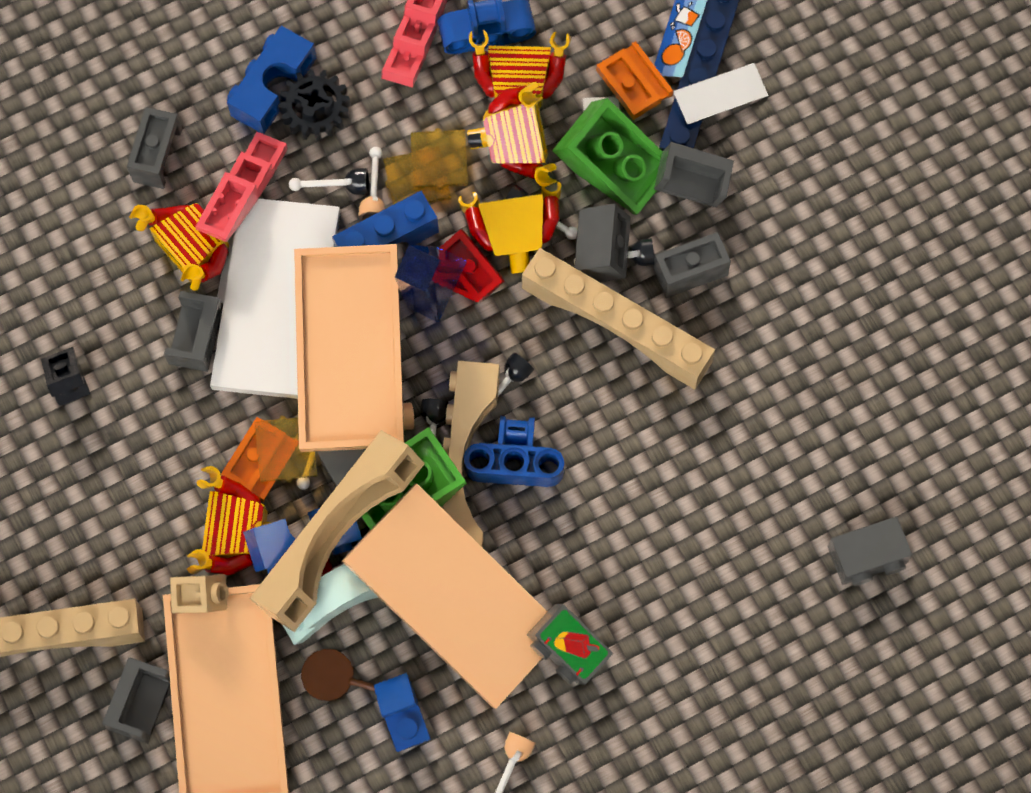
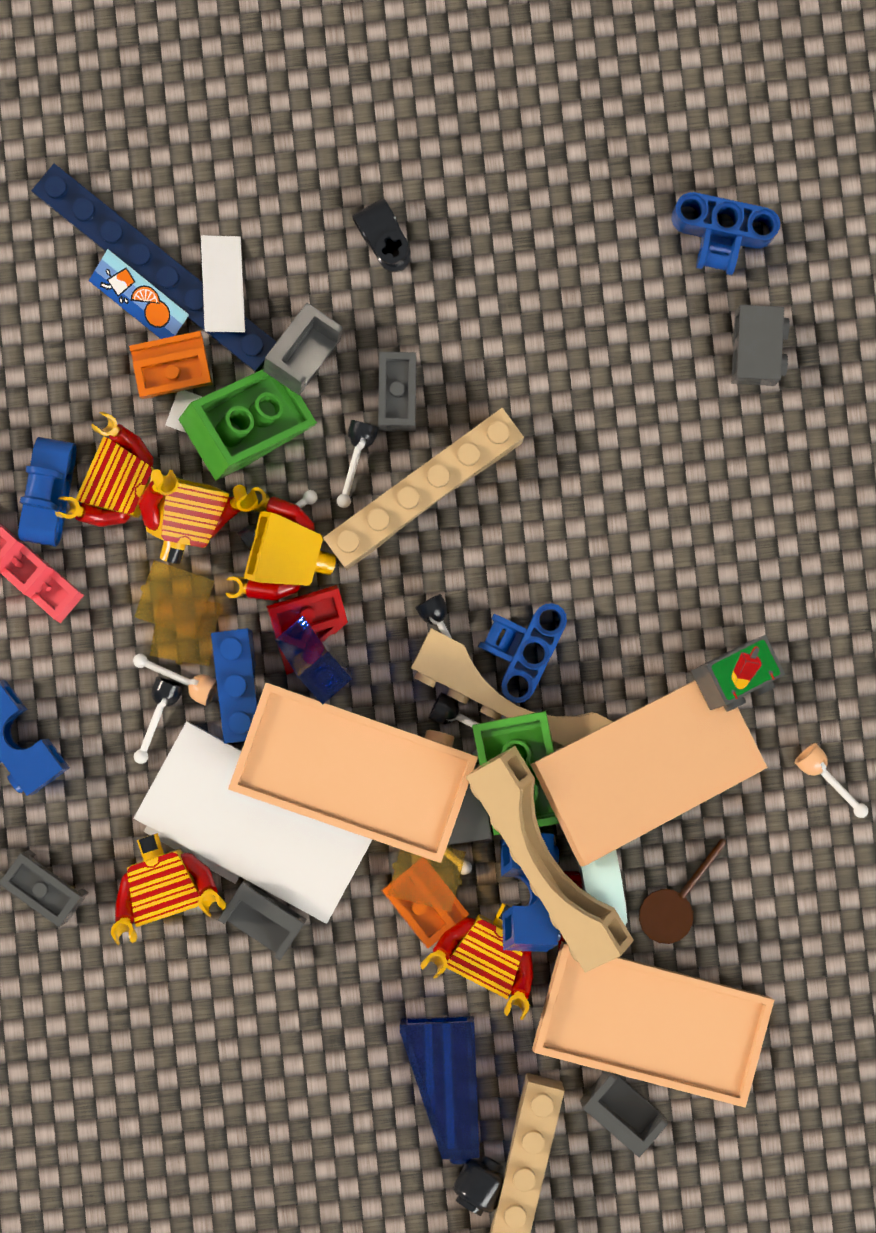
camera: 65 degrees left, 15 degrees up
(27, 596) = (479, 1185): none -> black head
(65, 376) = (256, 1068): black slope -> none
(109, 538) = (445, 1072): none -> clear blue slope
(198, 594) = (553, 1018): tan bracket -> none
(241, 187) = (128, 815): coral slope -> none
(311, 100) = (75, 713): black gear -> none
(401, 712) = (734, 859): blue slope -> none
(603, 242) = (339, 471): dark grey panel -> none
(822, 202) = (382, 231): none -> black piece
(942, 484) = (719, 244): none -> blue piece

